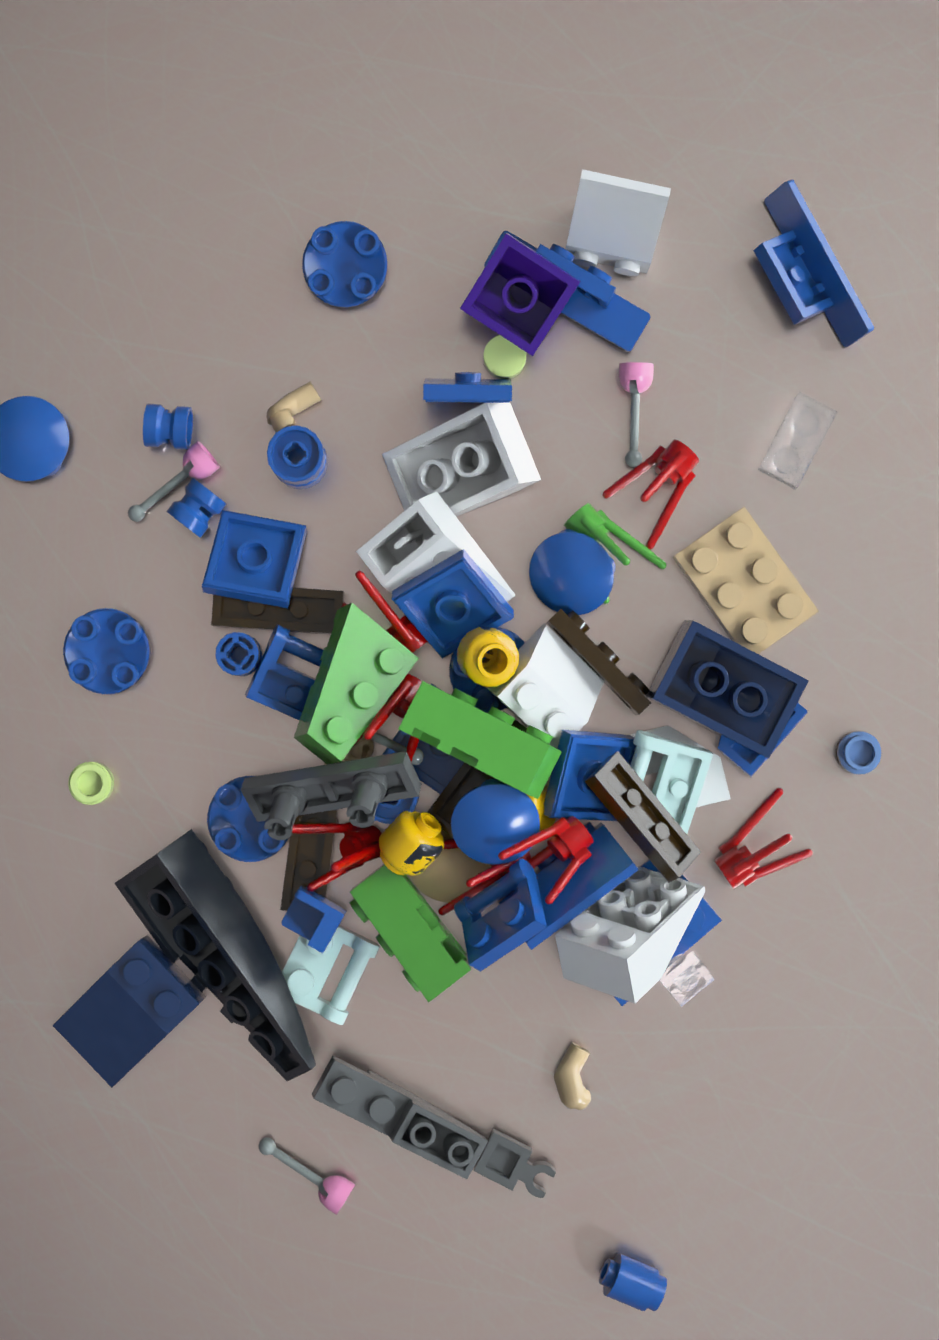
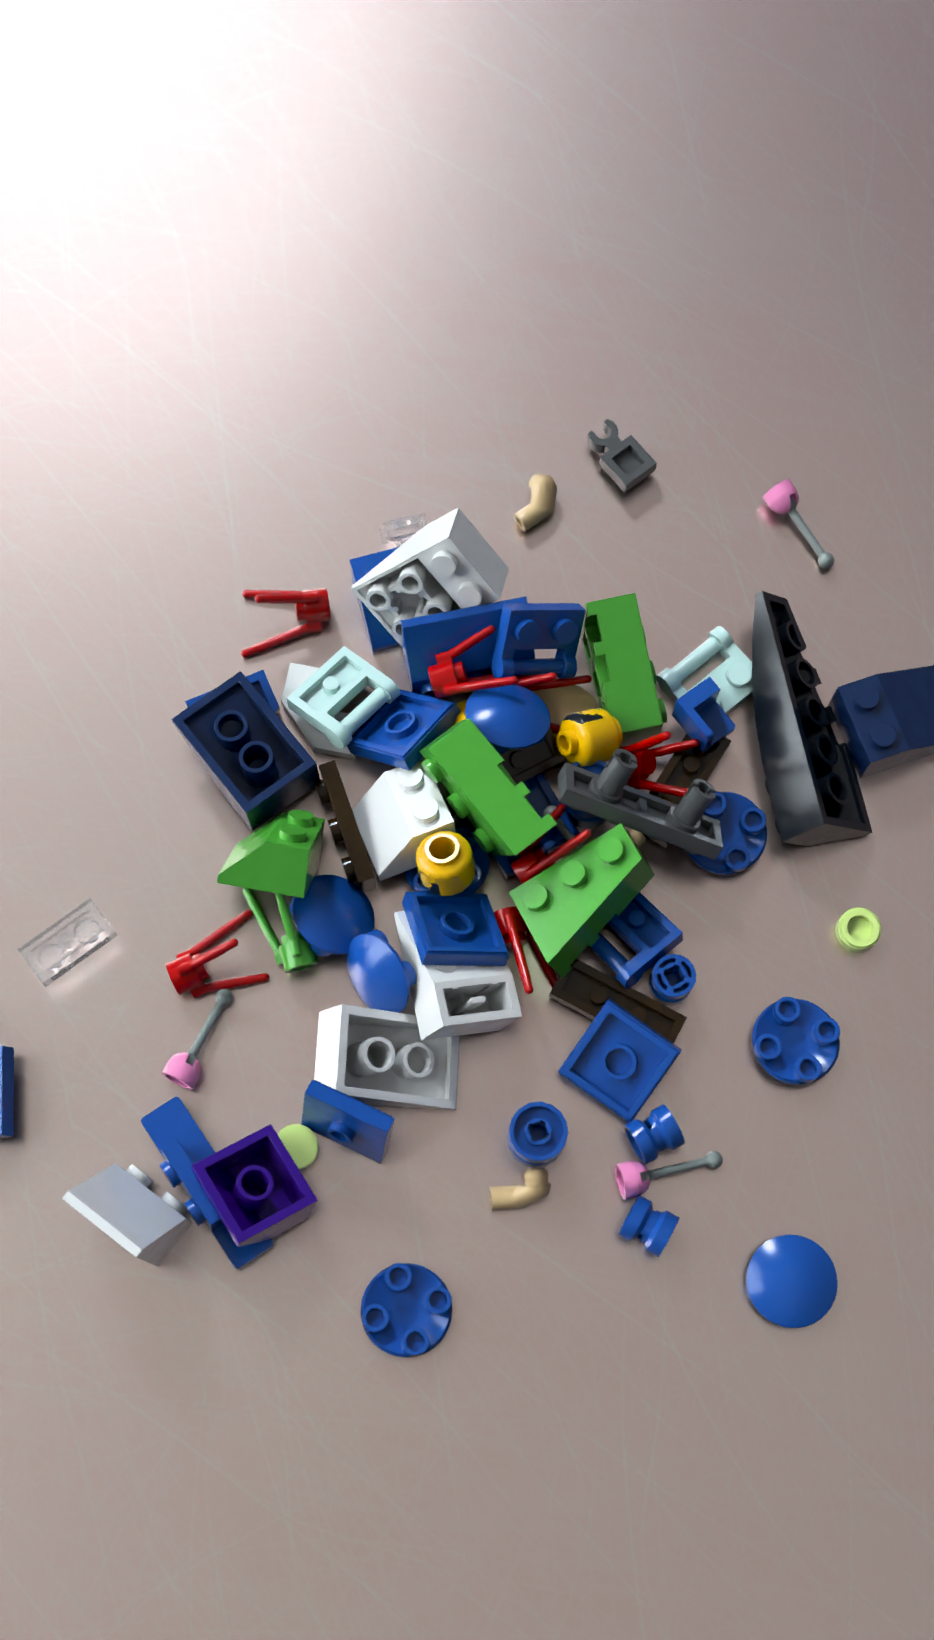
camera: 155 degrees left, 15 degrees down
(400, 1116) = (698, 533): dark grey slope -> none
(503, 535) = (379, 972): none -> blue dish
(632, 1283) = (563, 328): blue brick -> none
(643, 817) = (374, 668): plate -> none
(648, 597) = (278, 855): none -> bright green slope
(745, 583) = (180, 839): tan plate -> none
(859, 752) = (159, 653): medium blue plate -> none

